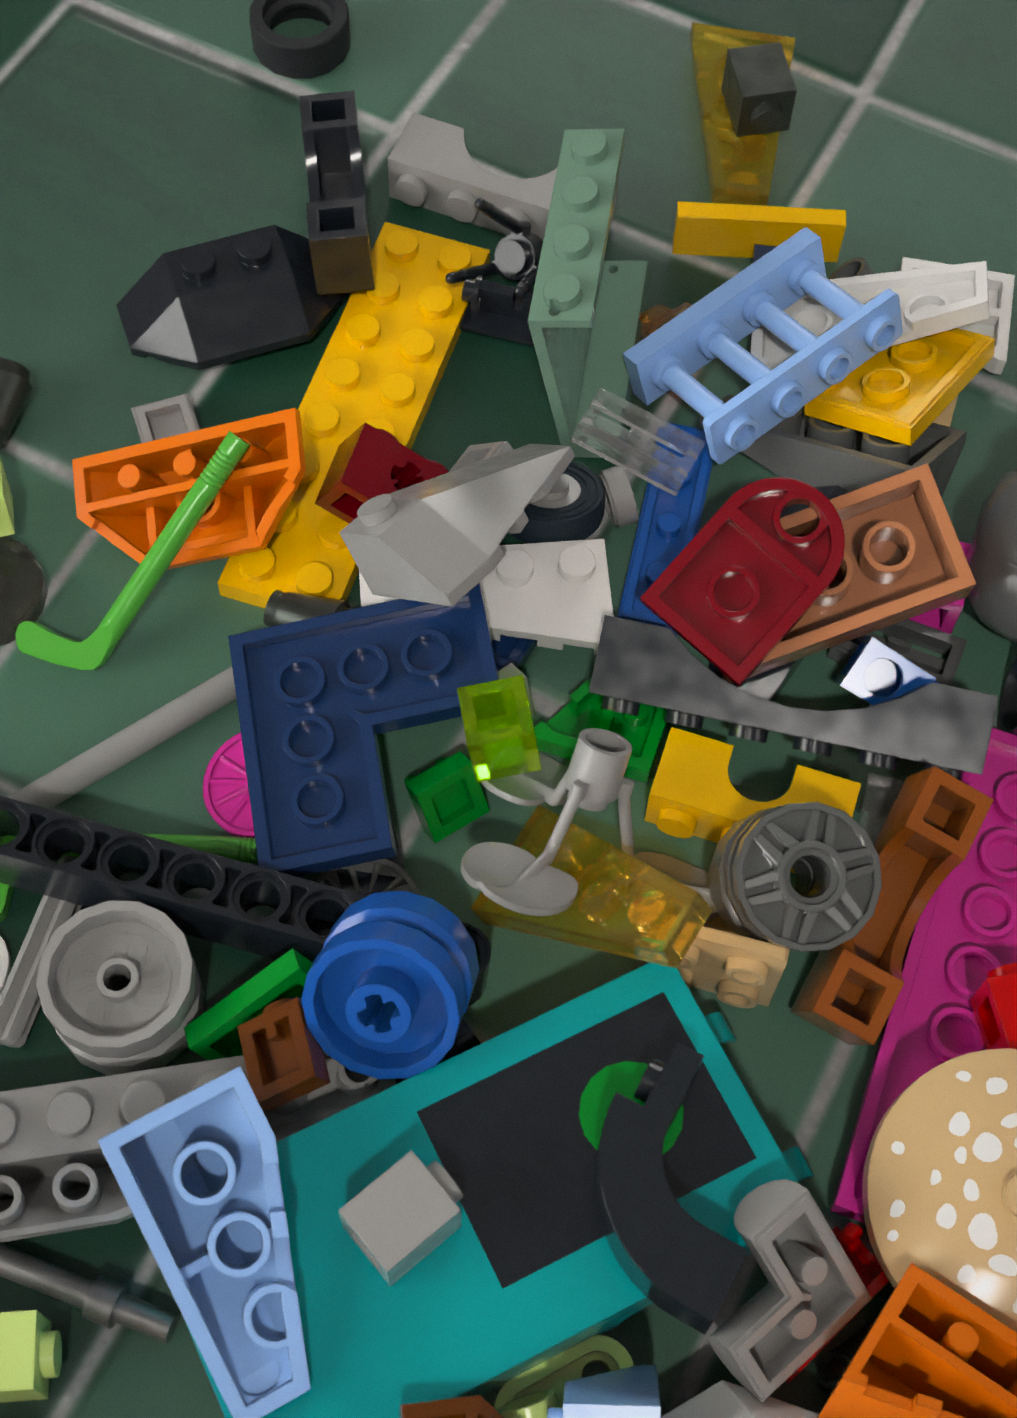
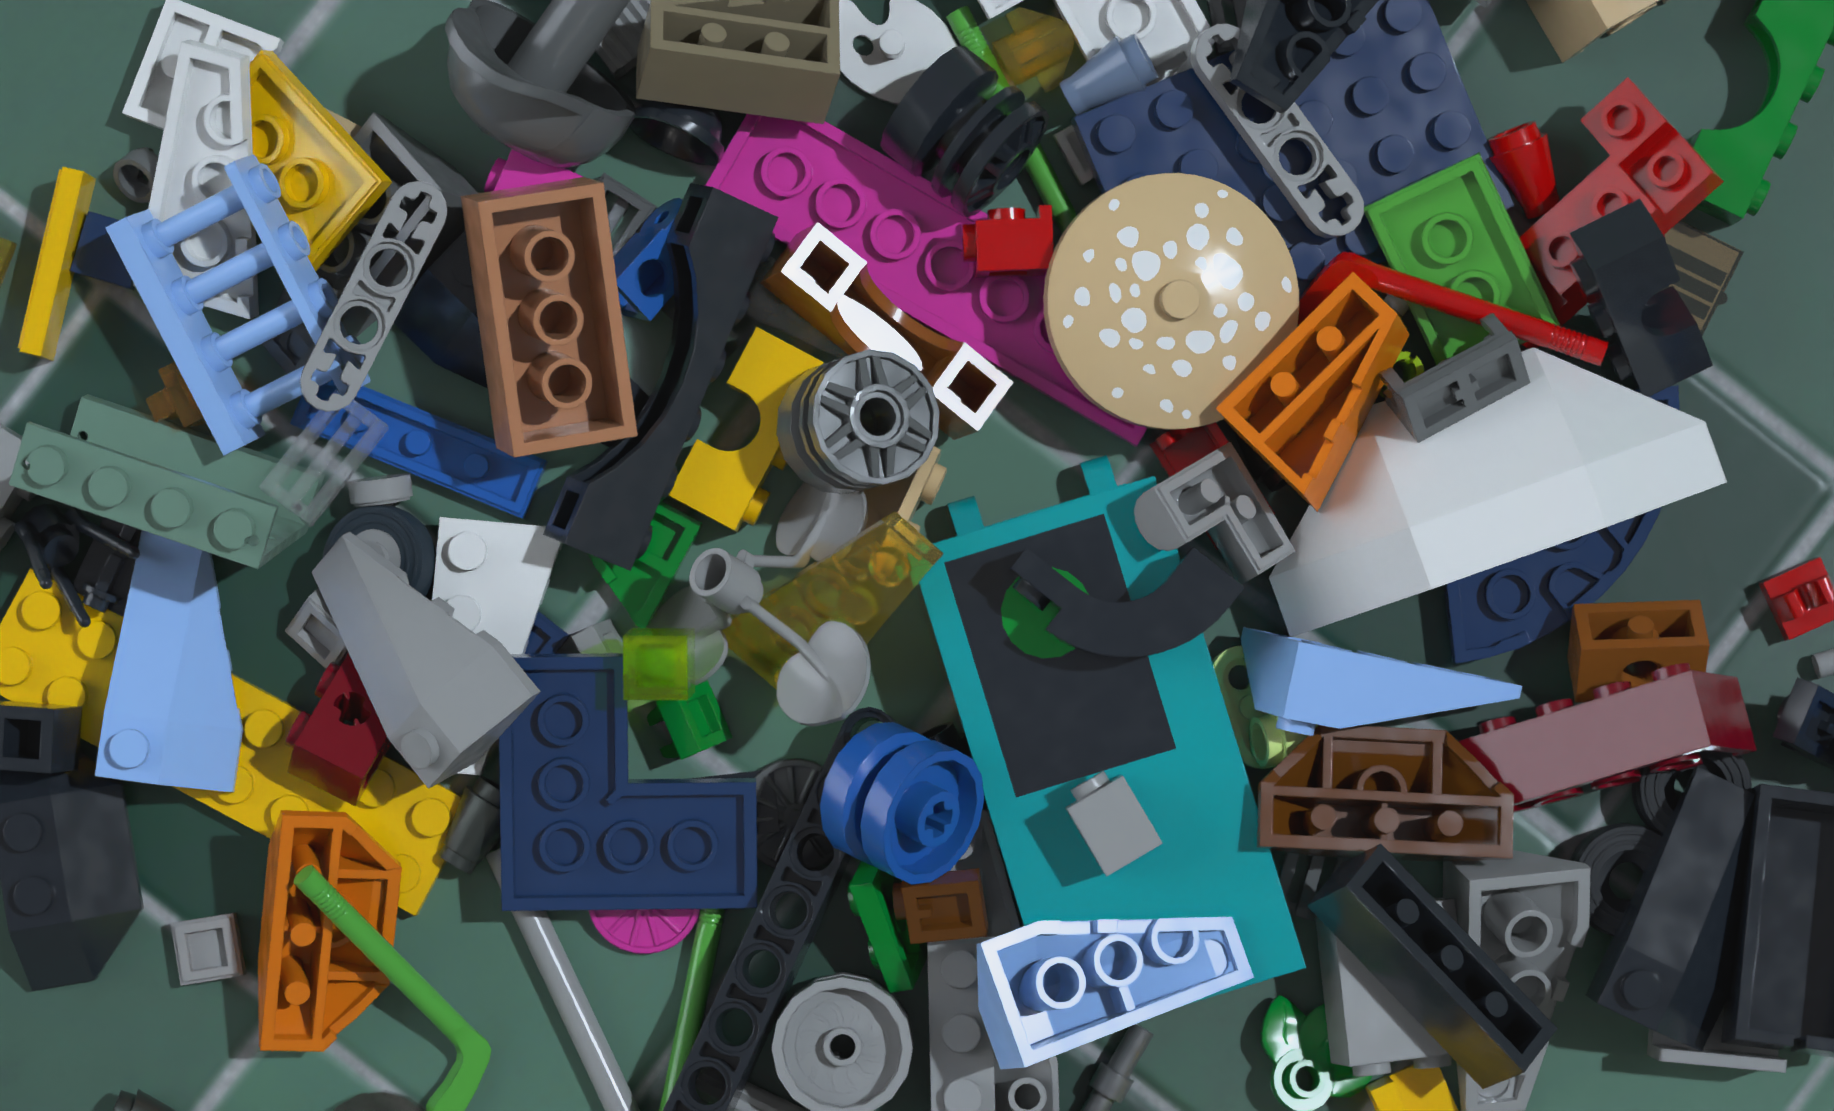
camera: 75 degrees left, 25 degrees up
(401, 342) = (171, 682): none -> light blue wedge
(748, 578) = (555, 400): dark red tile -> none
(806, 411) = (367, 293): none -> light grey beam

